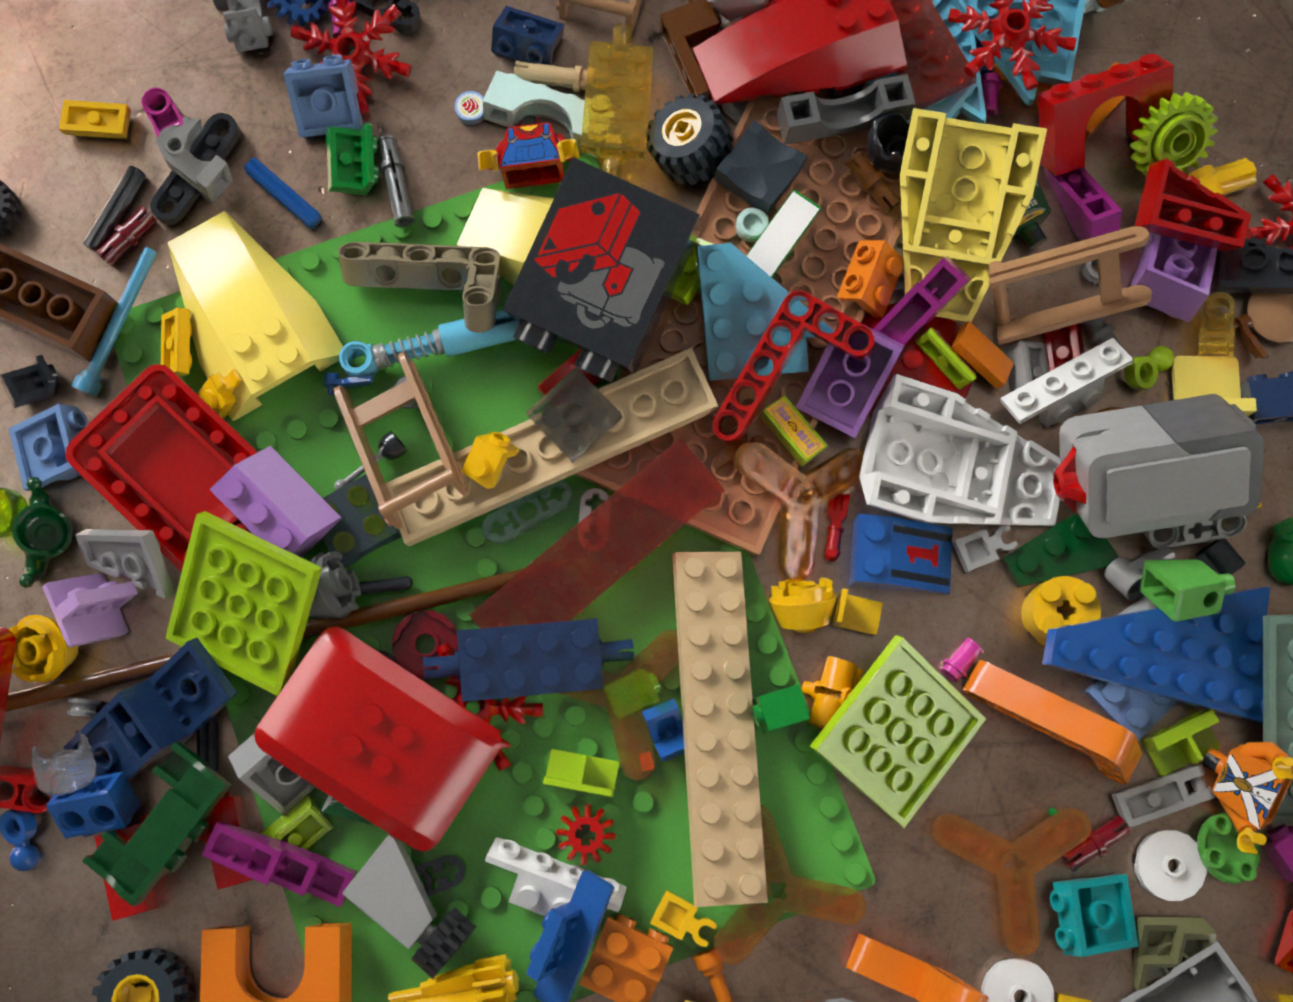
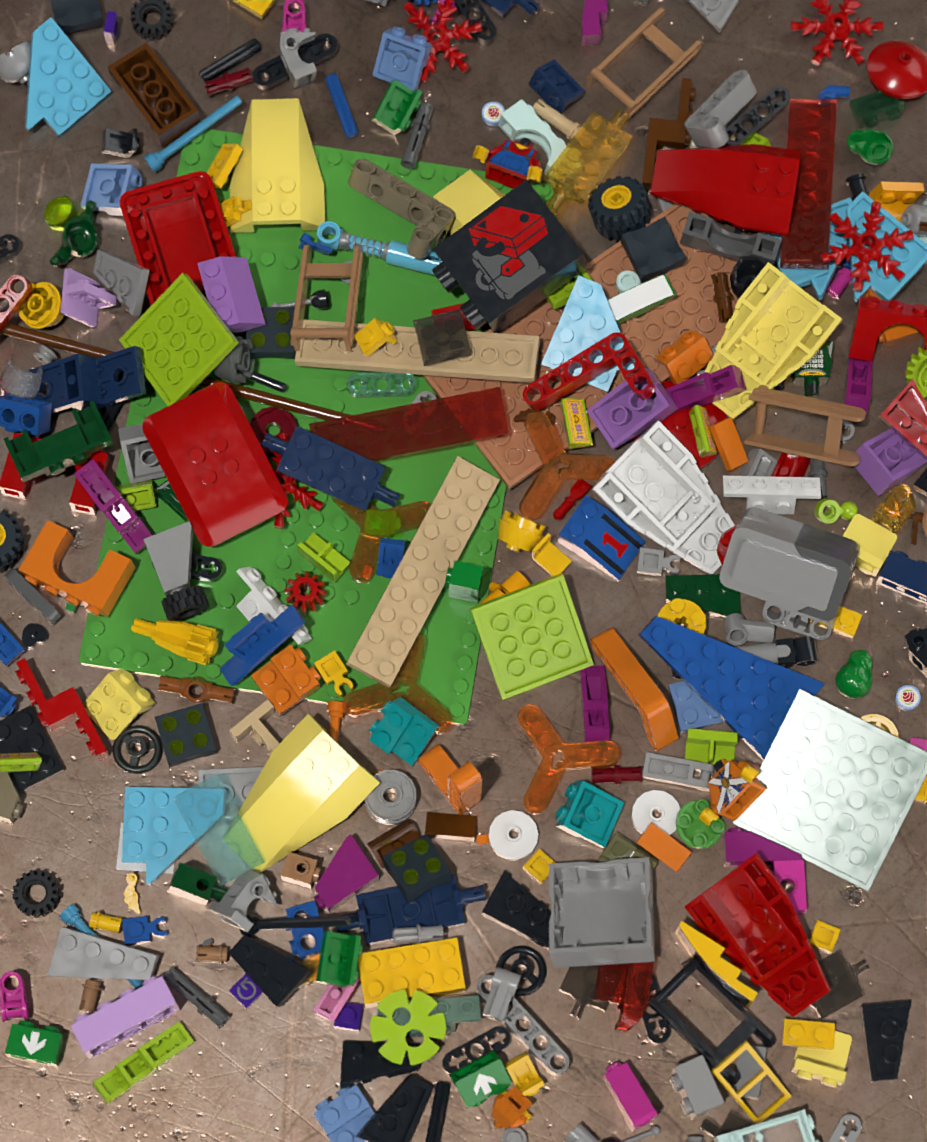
camera: 30 degrees right, 5 degrees down
(810, 945) = (403, 730): none -> teal plate
(962, 659) = (600, 622): dark pink pin -> none
(1018, 769) = (594, 704): none -> magenta slope
(1185, 587) = (761, 645): bright green torso -> none
(1207, 903) = (664, 846): none -> orange tile

